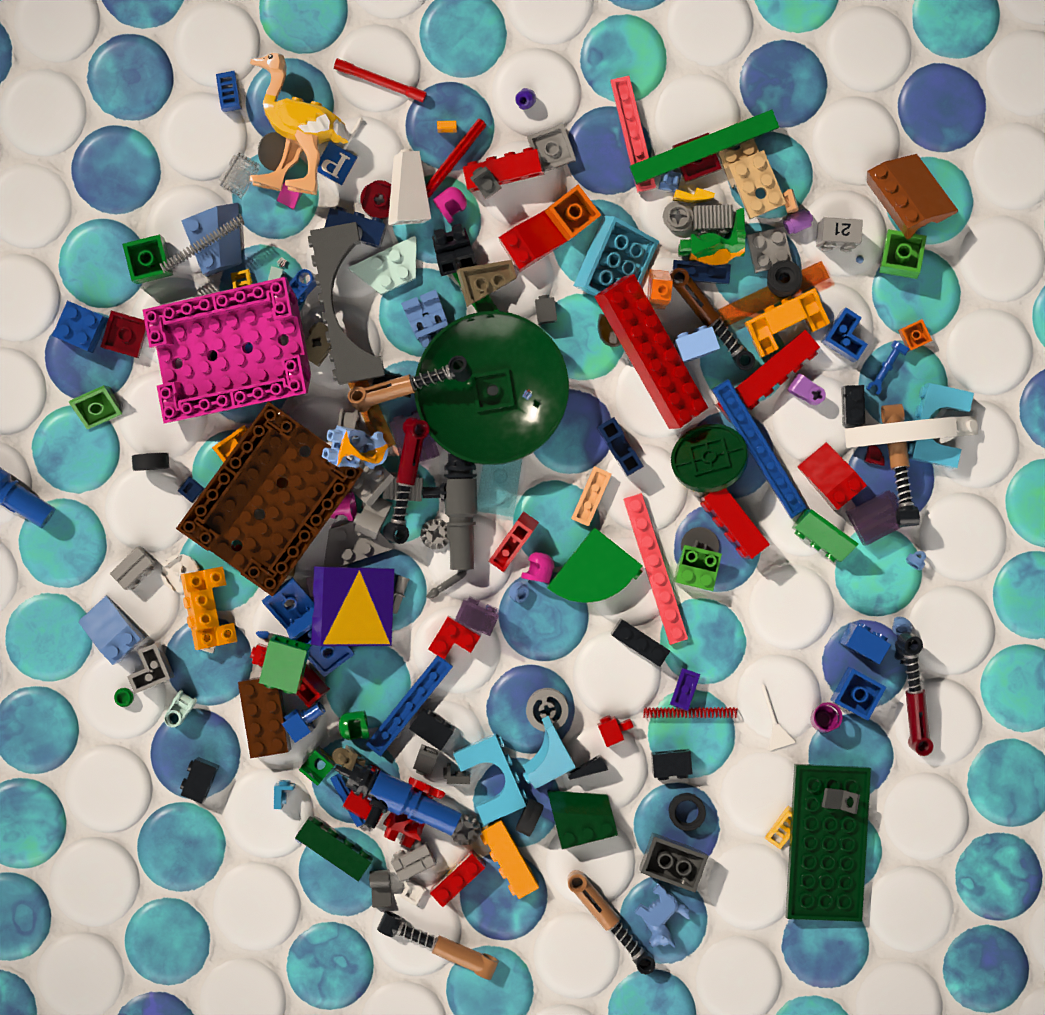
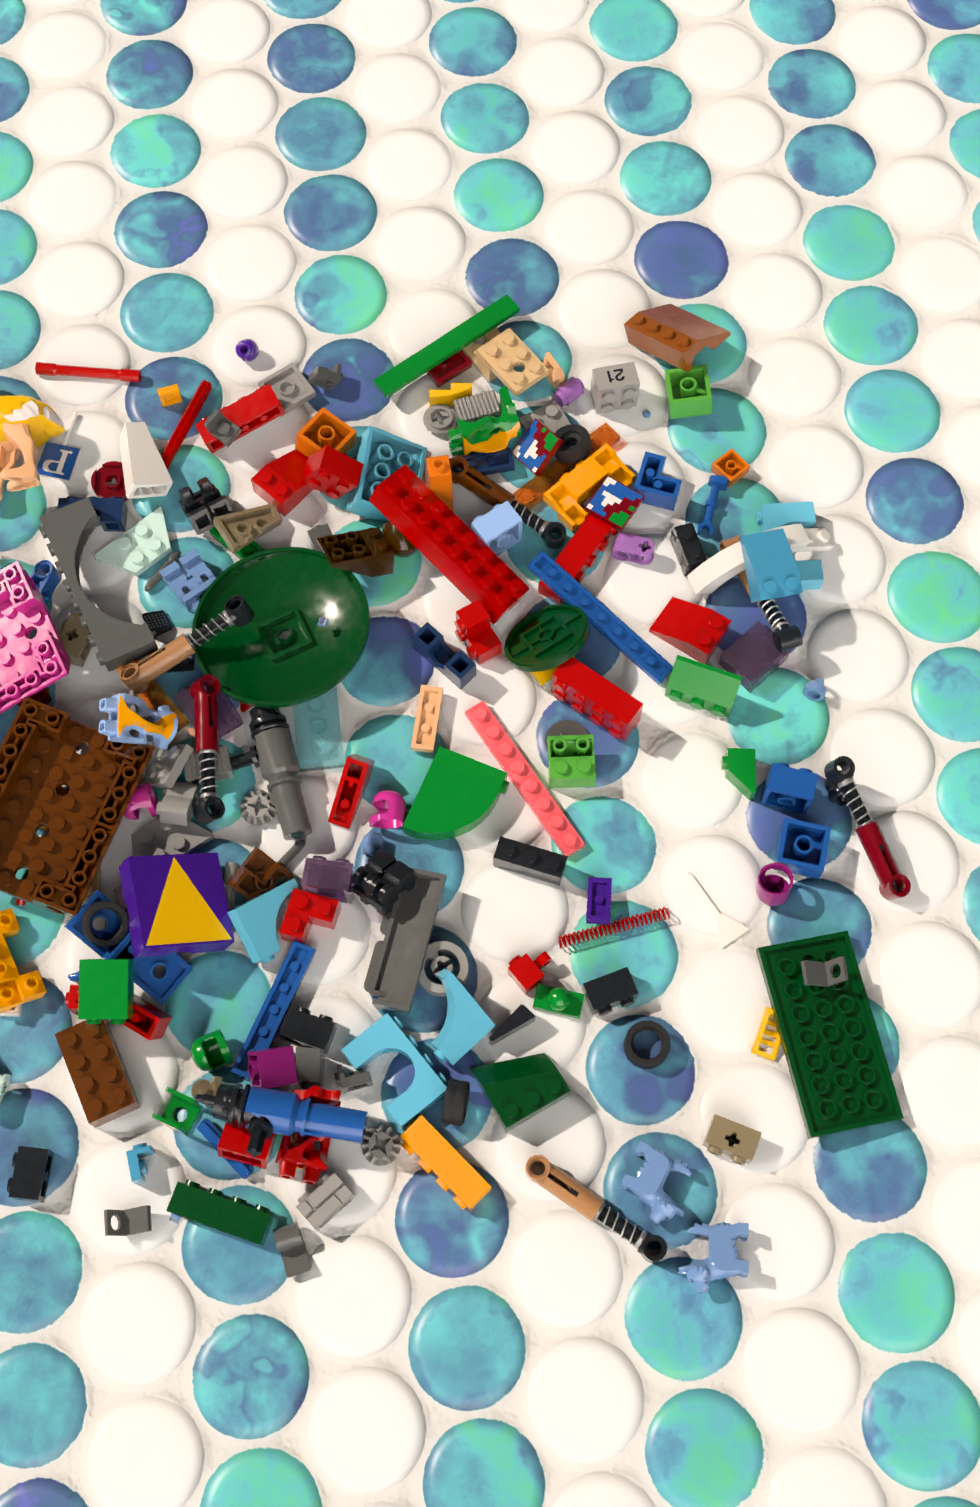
camera: 20 degrees left, 20 degrees down
(266, 835) = (130, 1221): none -> dark grey bracket
(288, 197) = (13, 503): dark pink slope -> none
(300, 620) = (109, 941): none -> black tyre
(300, 723) = (143, 1062): blue brick -> none
(389, 345) = (157, 622): none -> black slope
(397, 754) = (272, 1067): none -> magenta head
(404, 297) = (156, 578): none -> dark grey piece
(413, 631) = (257, 922): none -> medium azure arch
(413, 892) = (335, 1245): white tile -> none
(421, 595) = (258, 875): none -> reddish brown slope
(450, 202) = (190, 464): dark pink helmet -> none
(457, 878) = (386, 1206): red brick -> none
(482, 964) = (387, 1303): piece -> none
(519, 629) = (382, 881): none -> black hips
(520, 688) = (407, 932): none -> dark grey slope
(569, 252) = (331, 472): none -> red brick
(573, 335) = (359, 551): none -> dark brown slope
(590, 149) = (326, 378): none -> dark grey bracket
(629, 758) = (558, 1001): none -> green tile
(631, 126) = (365, 349): coral plate -> none
(653, 435) = (475, 630): none -> red brick
(670, 181) = (420, 389): medium blue tile -> none
(673, 862) = (649, 1108): dark grey brick -> none
(693, 981) = (722, 1255): none -> medium blue animal
(721, 891) = (722, 1129): none -> dark tan brick
(753, 273) = (537, 447): none -> tile
(803, 348) = (614, 503): none -> tile
(832, 613) = (741, 770): none -> green slope
(874, 456) = (729, 597): dark red tile -> none
(901, 625) = (821, 761): medium blue tile -> none
(914, 455) = (770, 565): none -> dark azure slope

